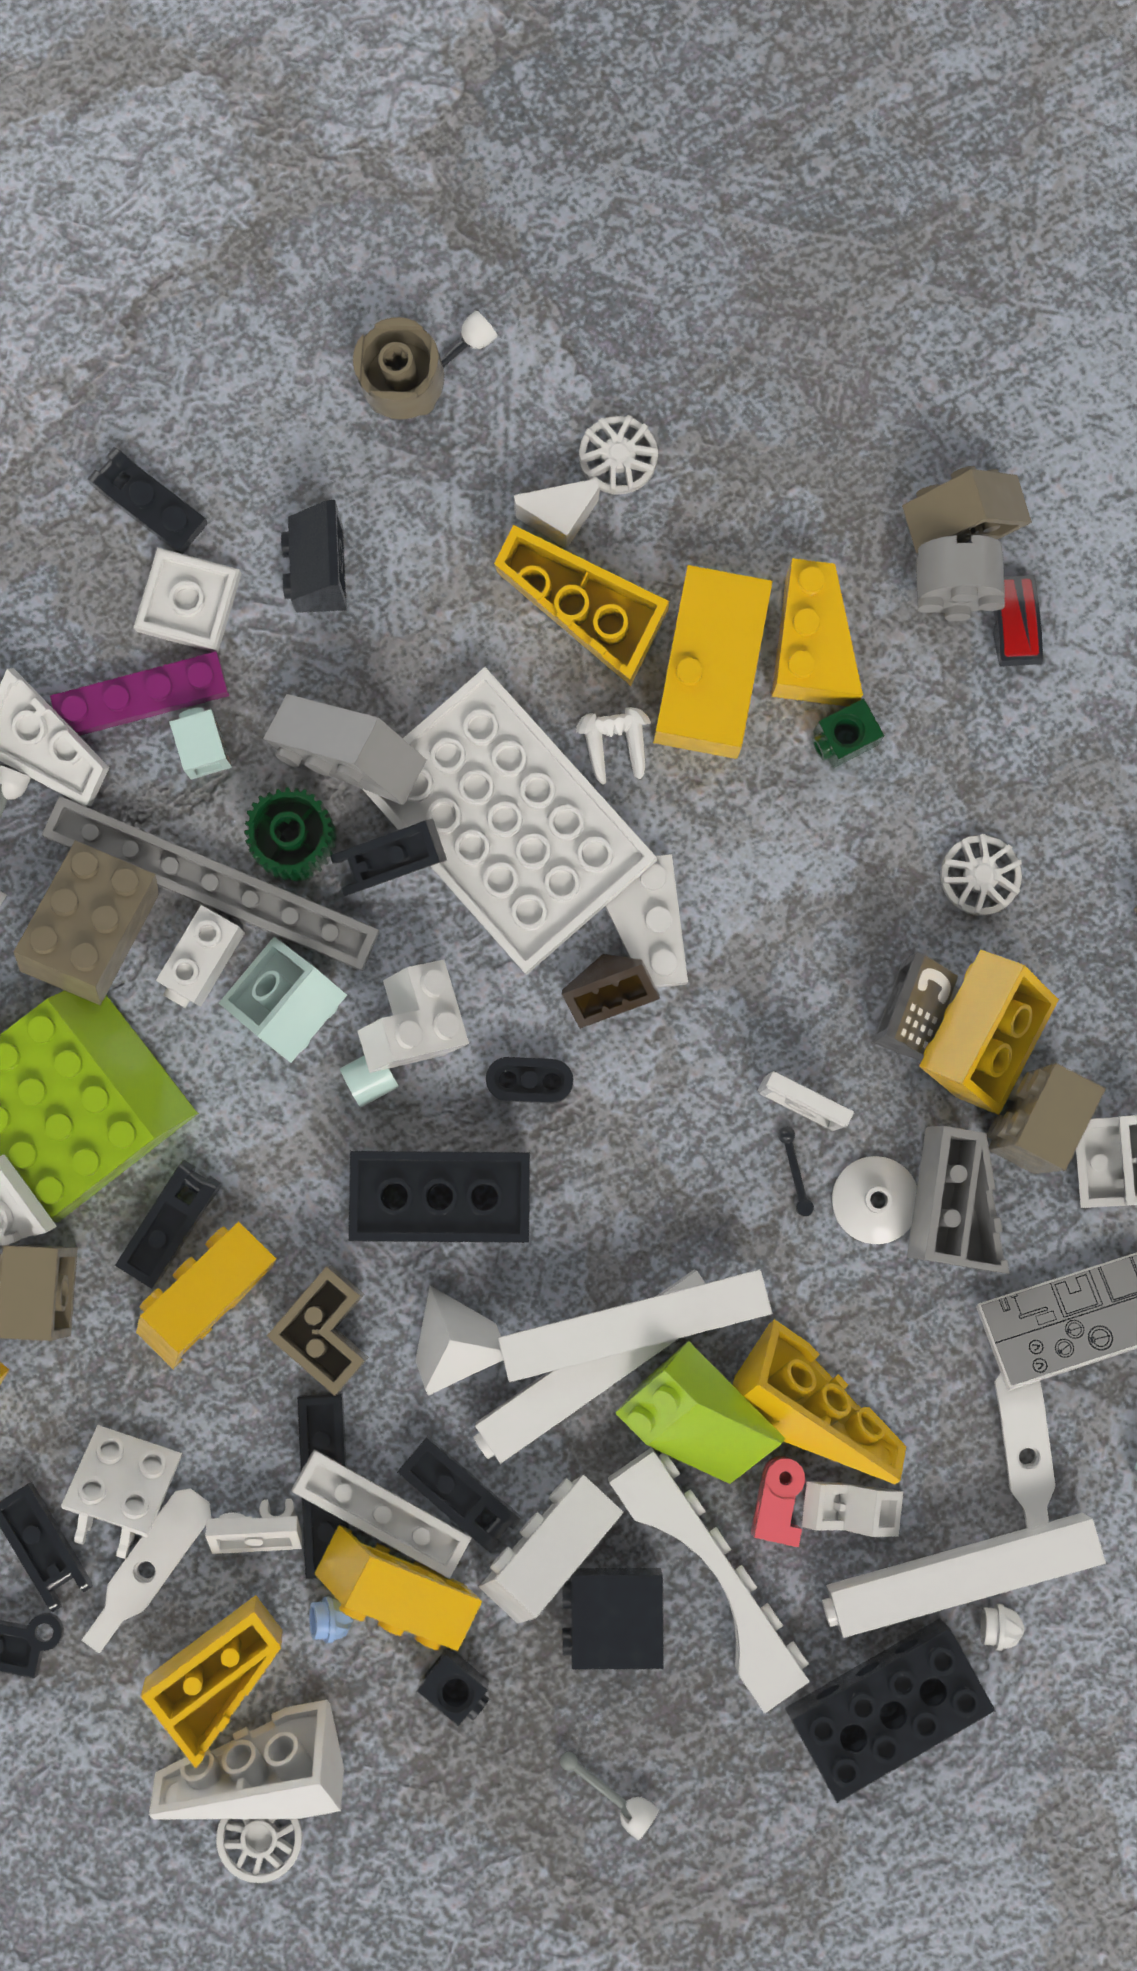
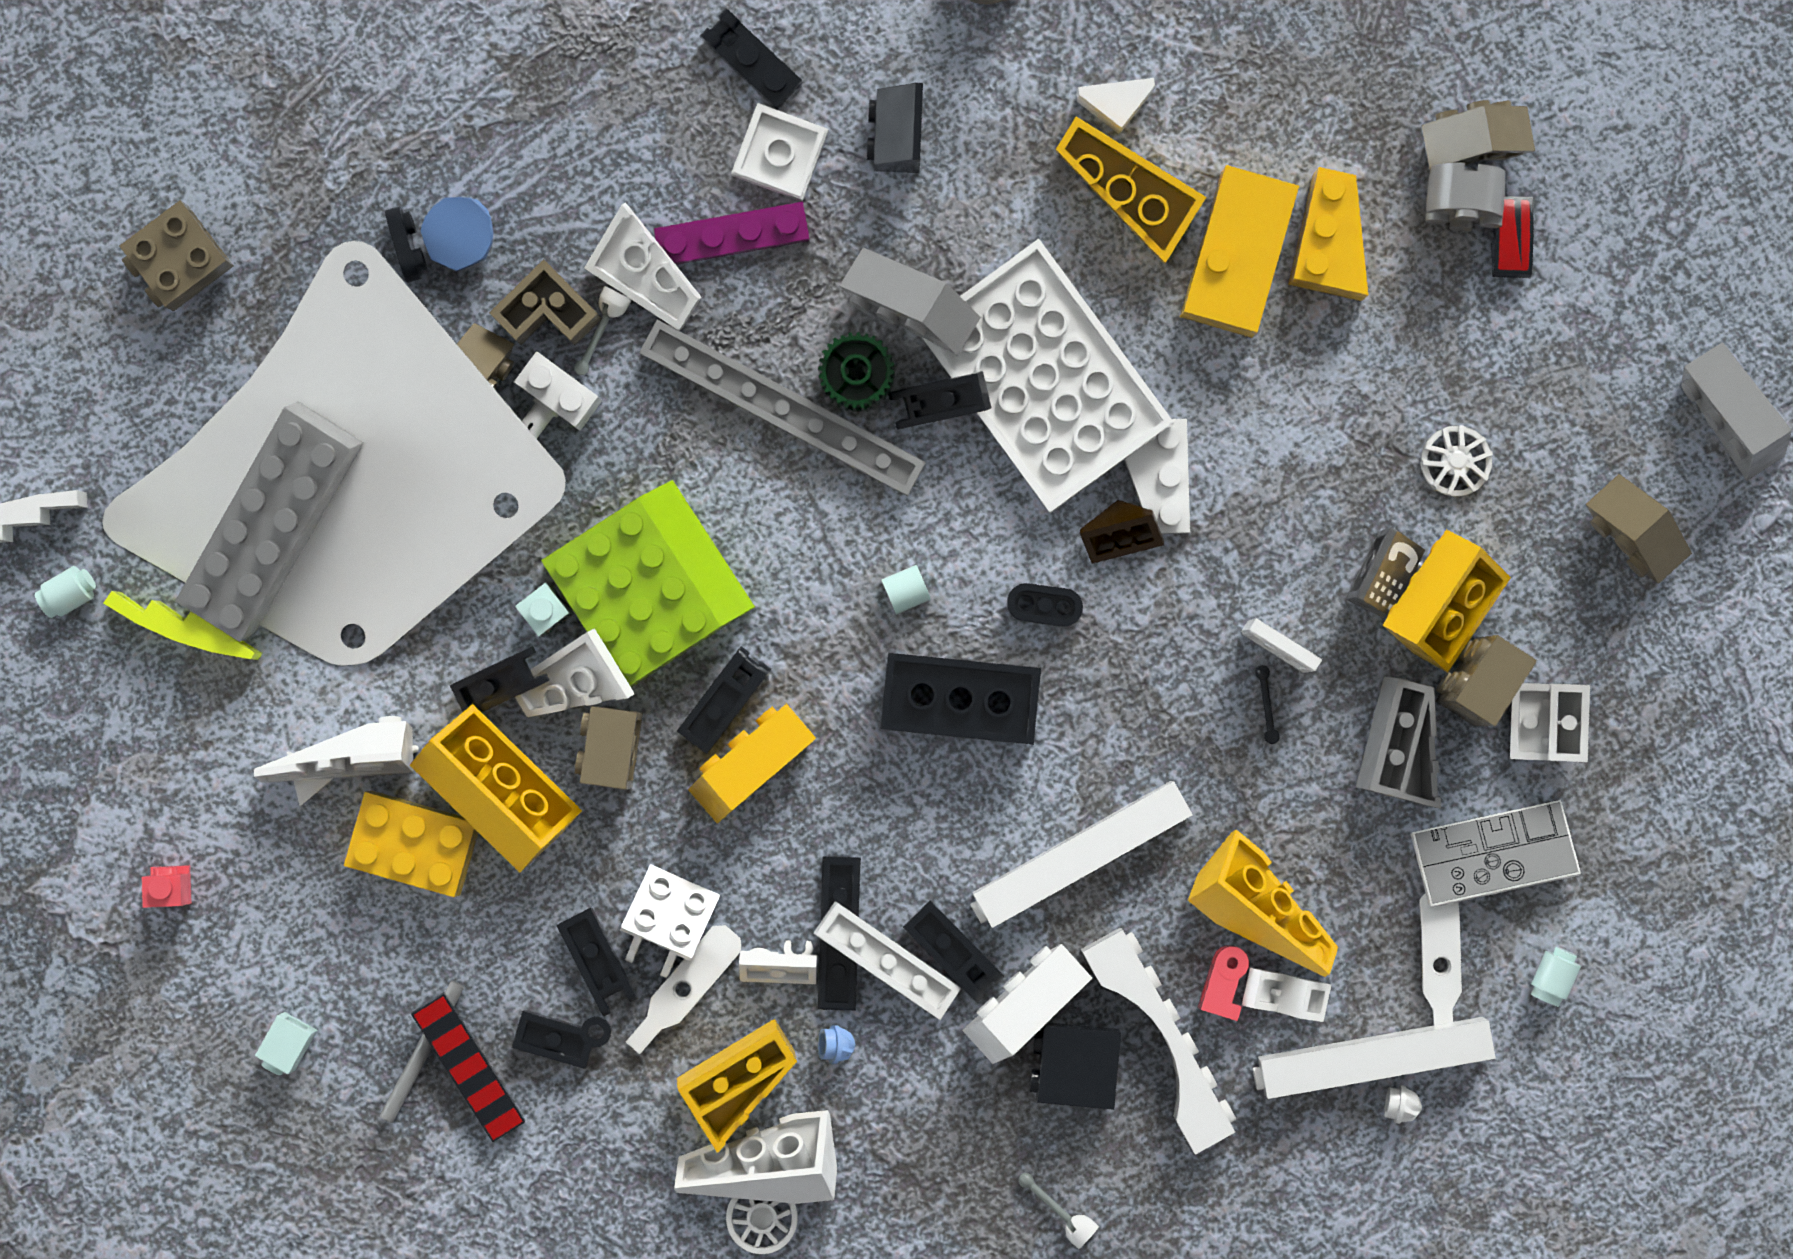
camera: 10 degrees right, 5 degrees up
(87, 922) = (675, 434): dark tan brick -> none
(199, 958) = (768, 472): white brick -> none
(200, 743) = (782, 282): light aqua brick -> none
(283, 999) = (837, 514): light aqua slope -> none
(311, 1334) = (840, 807): dark tan brick -> none
(396, 1592) = (895, 1025): yellow wedge -> none
(423, 1021) = (958, 544): white brick -> none
(452, 1666) = (931, 1093): black brick -> none
(454, 1342) = (960, 823): white slope -> none
(618, 454) = (1173, 53): white wheel -> none
(630, 722) = (1161, 299): white piece -> none
(634, 1325) = (1117, 822): white tile -> none
(699, 1417) = (1164, 905): lime slope -> none
(853, 1205) = (1314, 731): white dish -> none
(857, 719) = (1366, 319): dark green brick -> none
(914, 1727) = (1321, 1177): black brick -> none

